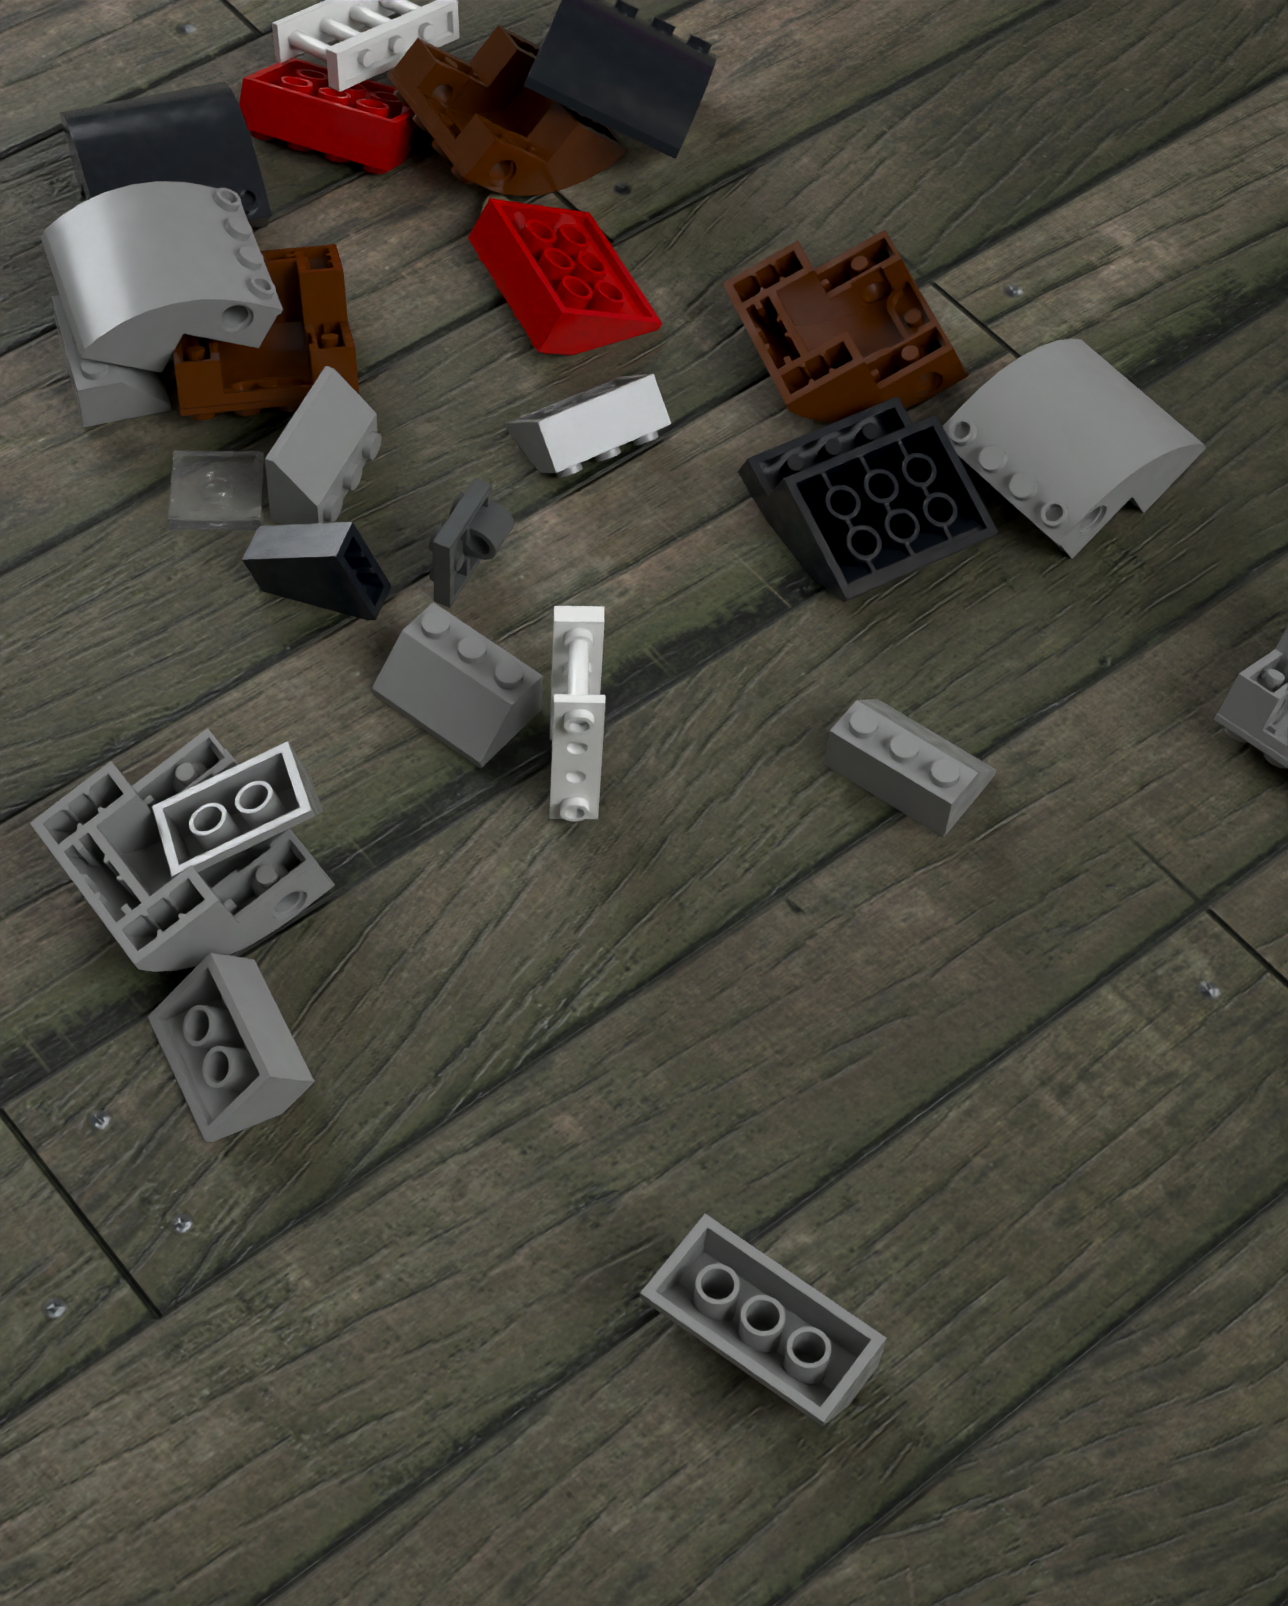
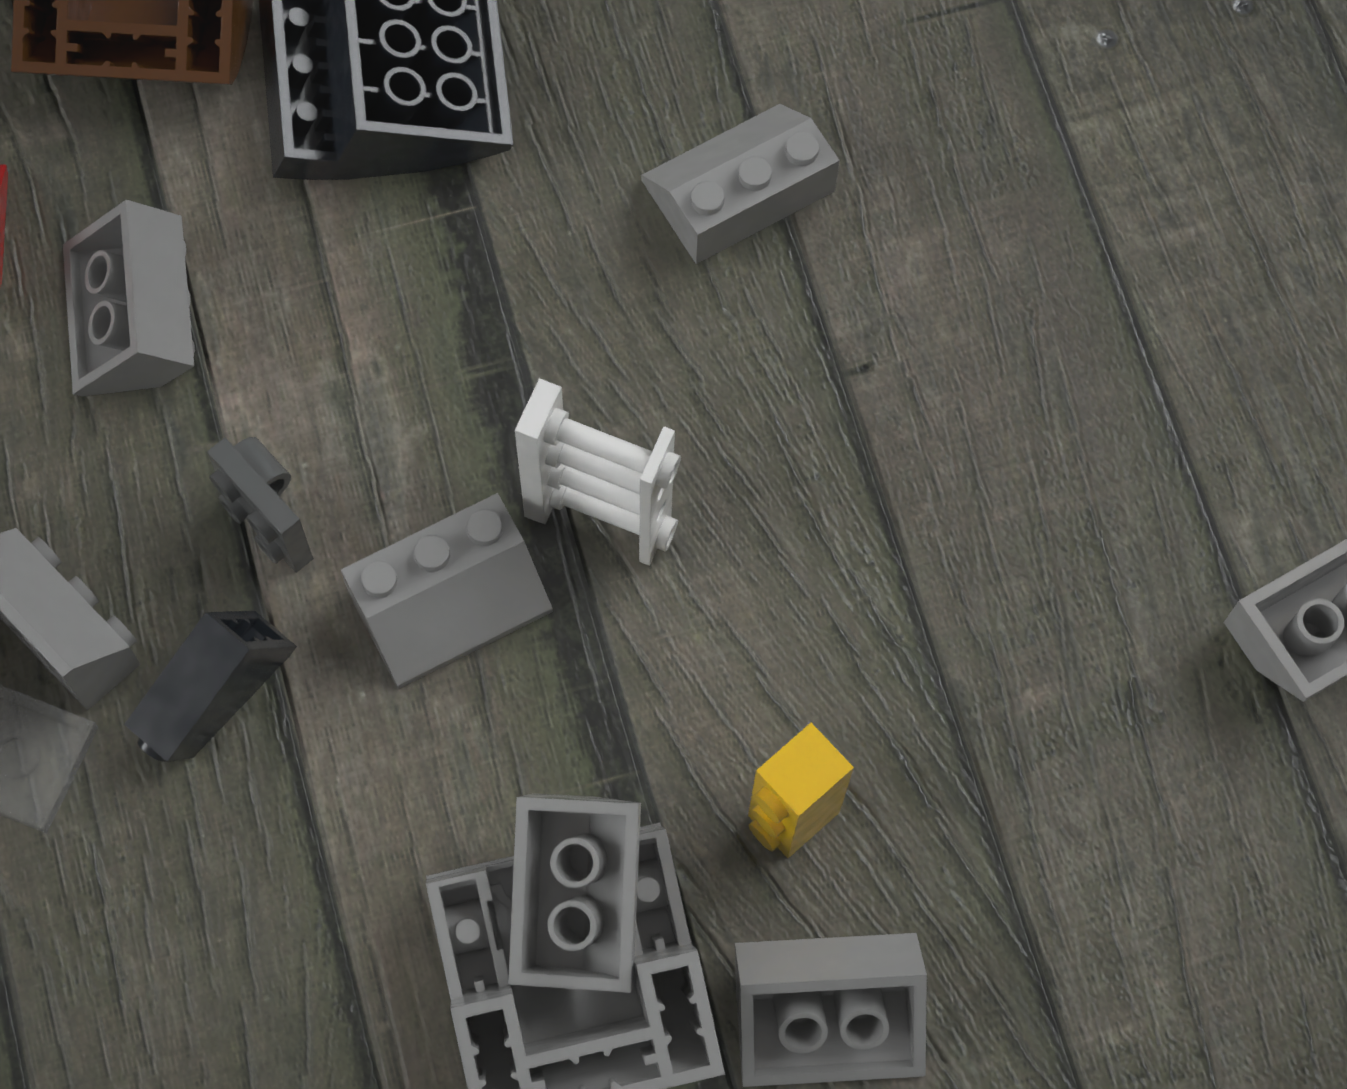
camera: 65 degrees left, 15 degrees up
(384, 940) = (798, 791): none -> yellow brick

